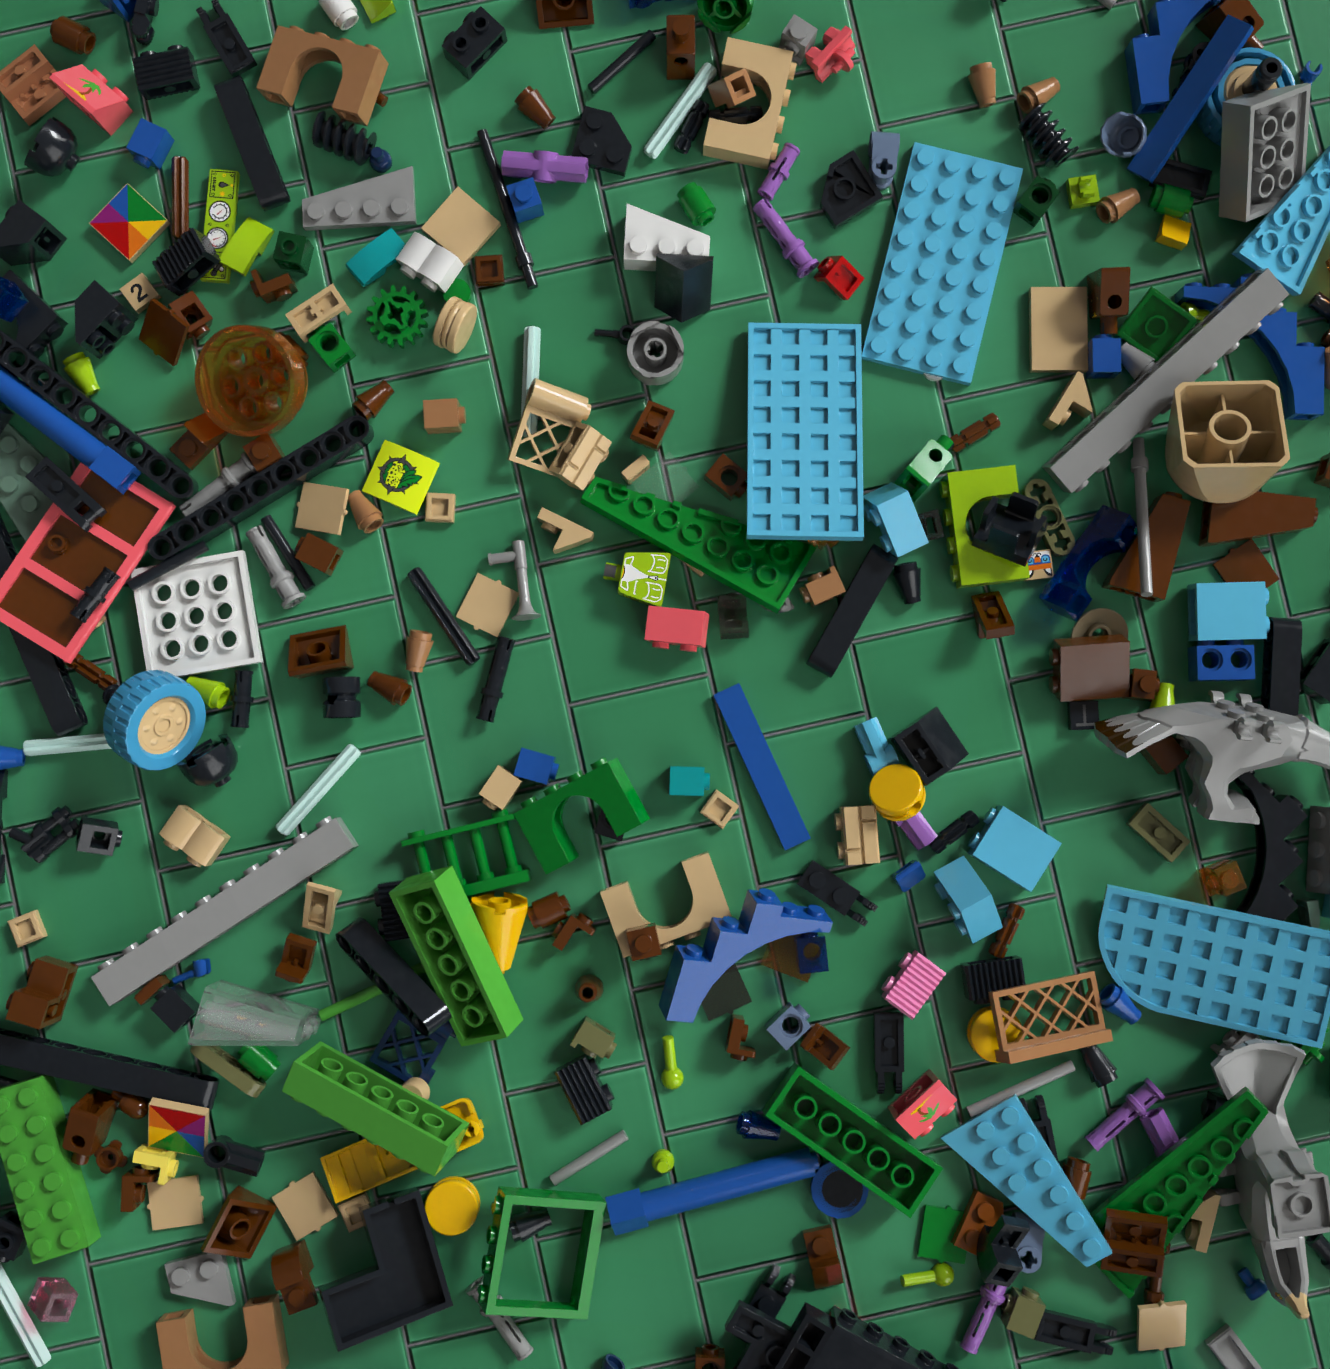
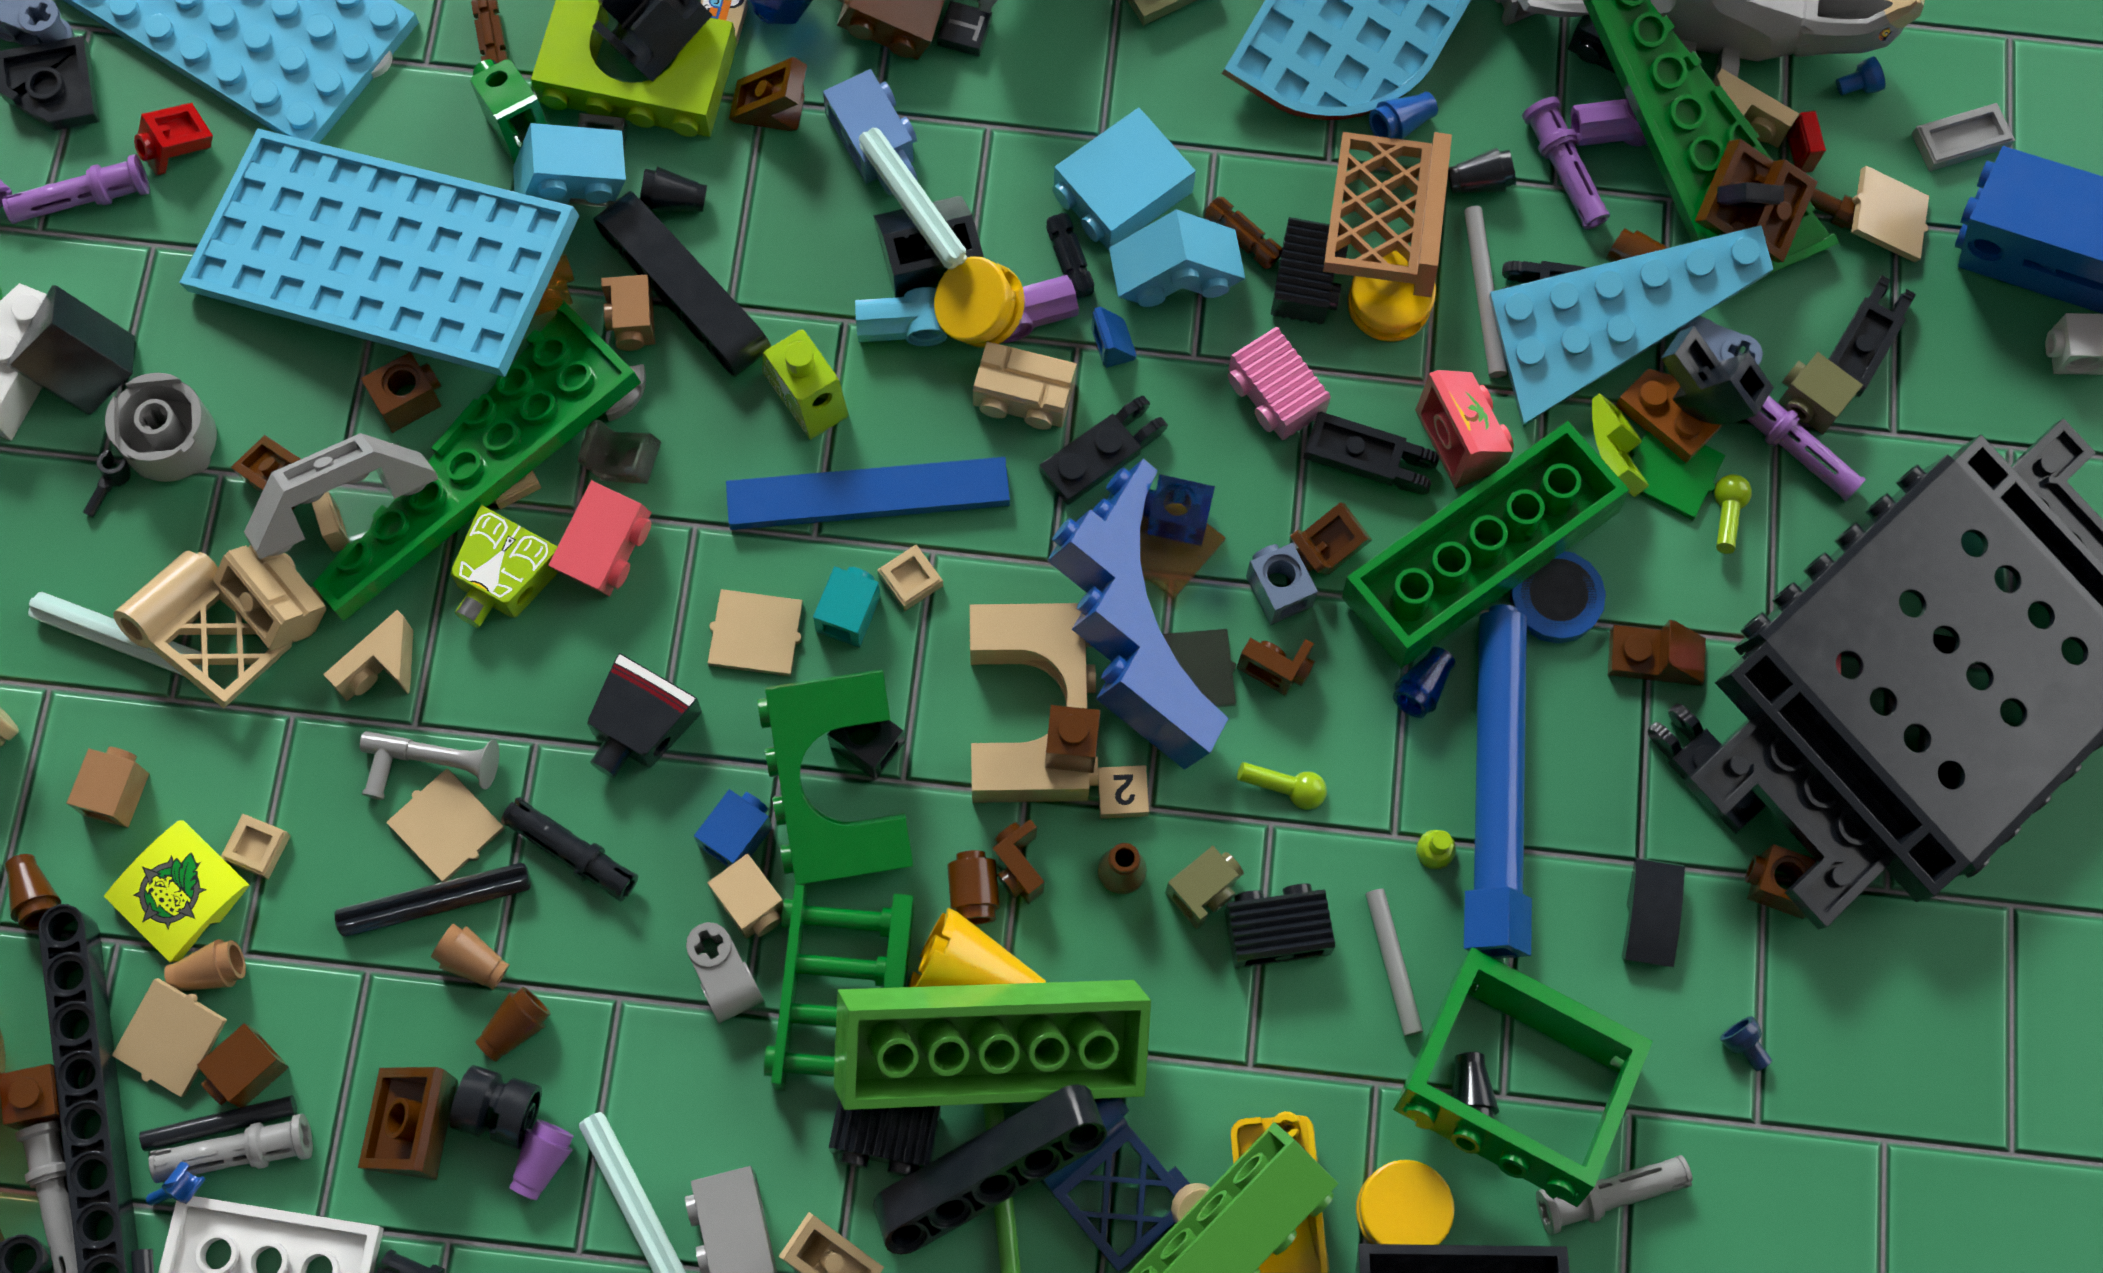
camera: 75 degrees left, 15 degrees down
(246, 550) = (179, 1185): none -> blue hand
(327, 731) = (540, 1157): none -> medium lavender cone
(452, 793) = (724, 979): none -> light grey piece
(581, 687) = (638, 716): none -> black torso
(634, 974) = (1123, 792): none -> tan tile
(653, 463) = (273, 524): none -> light grey slope
(656, 733) = (755, 632): none -> tan piece
(666, 1298) = (1654, 912): none -> black slope
(813, 707) = (801, 376): none -> lime torso
(946, 731) = (912, 198): none -> light aqua axle
(950, 1194) = (1614, 441): none -> lime slope
(991, 686) = (863, 105): none -> medium blue brick
(1130, 1241) = (1750, 195): none -> black tile
(1191, 1261) = (1806, 141): none -> red tile

